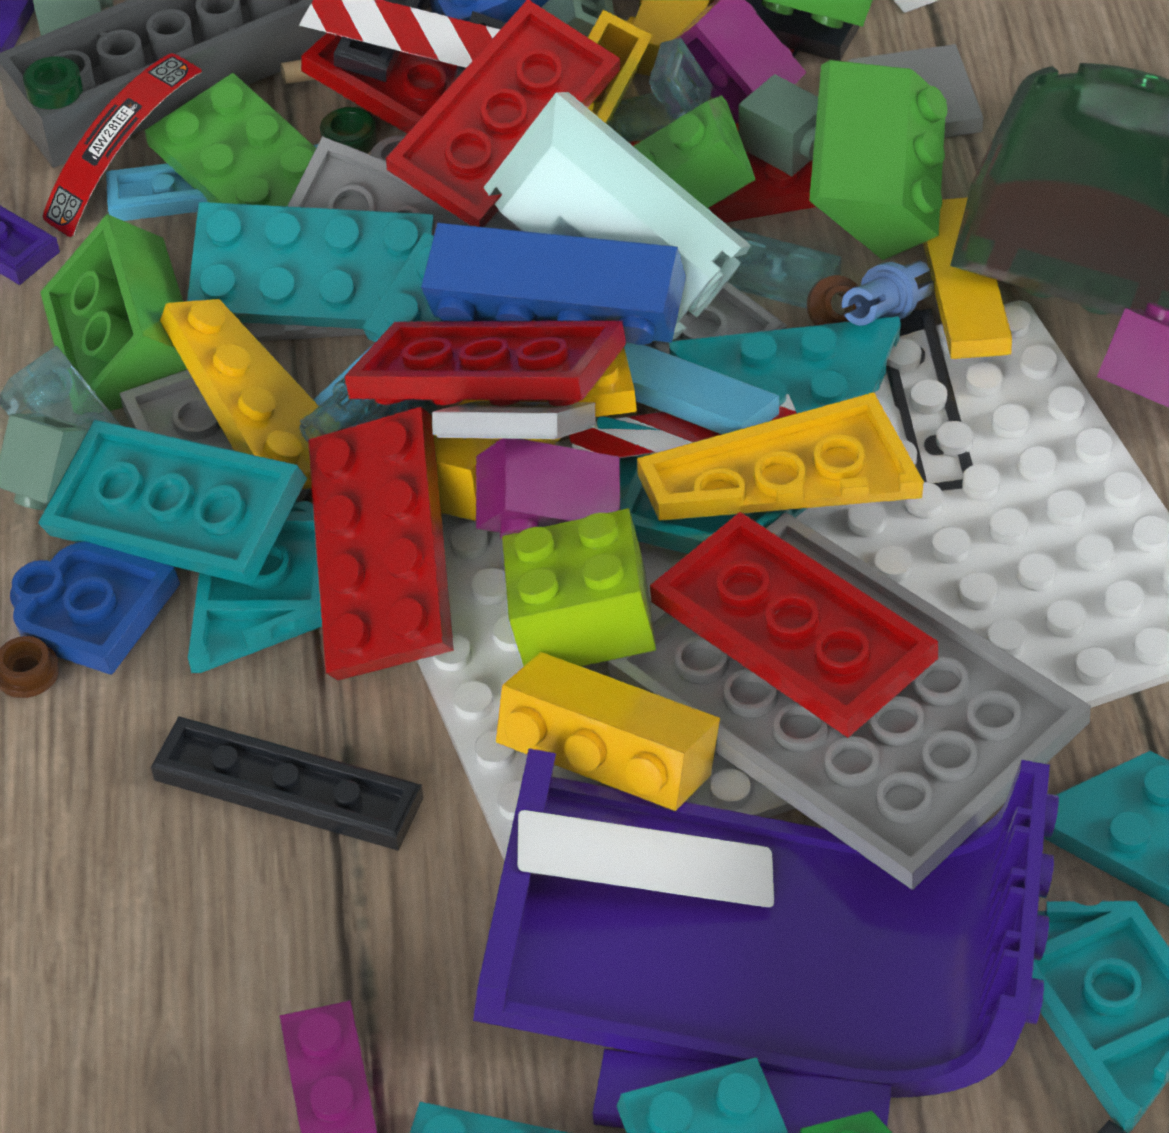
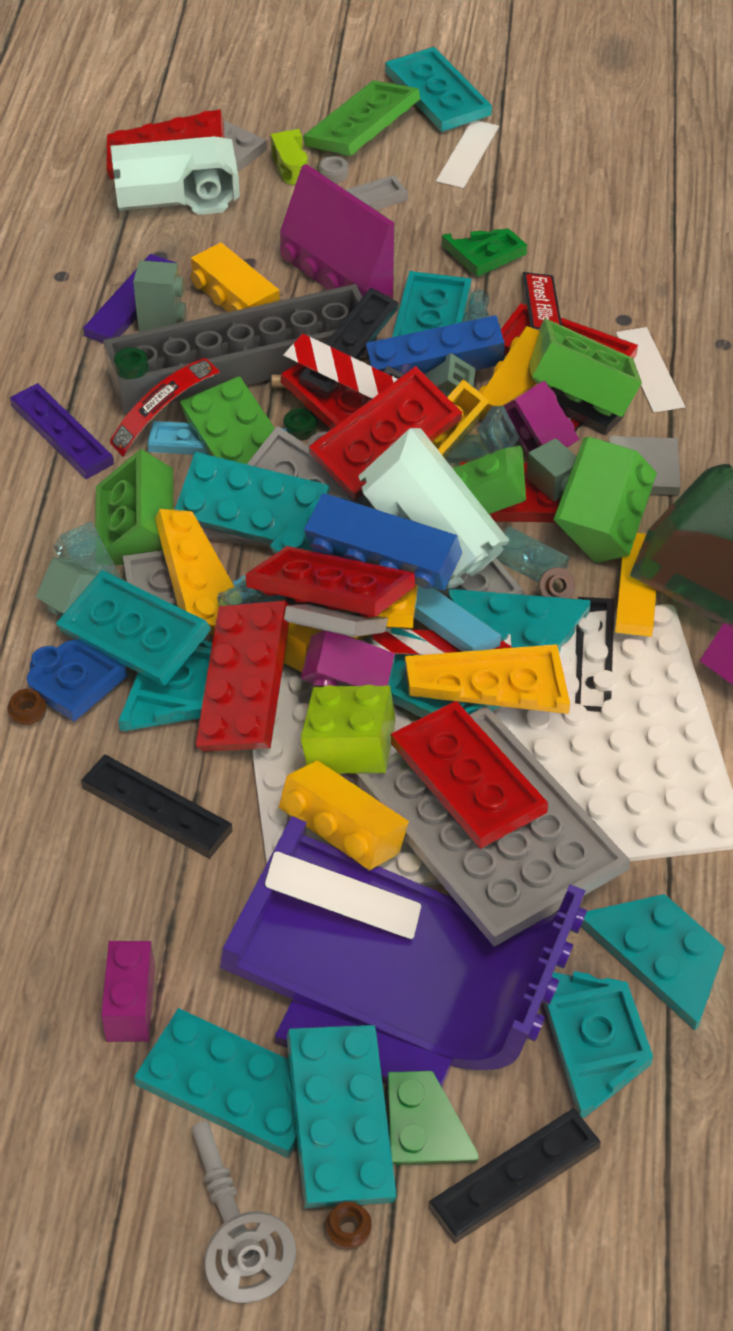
camera: 10 degrees right, 0 degrees up
(887, 292) = (587, 584): medium blue arm -> none

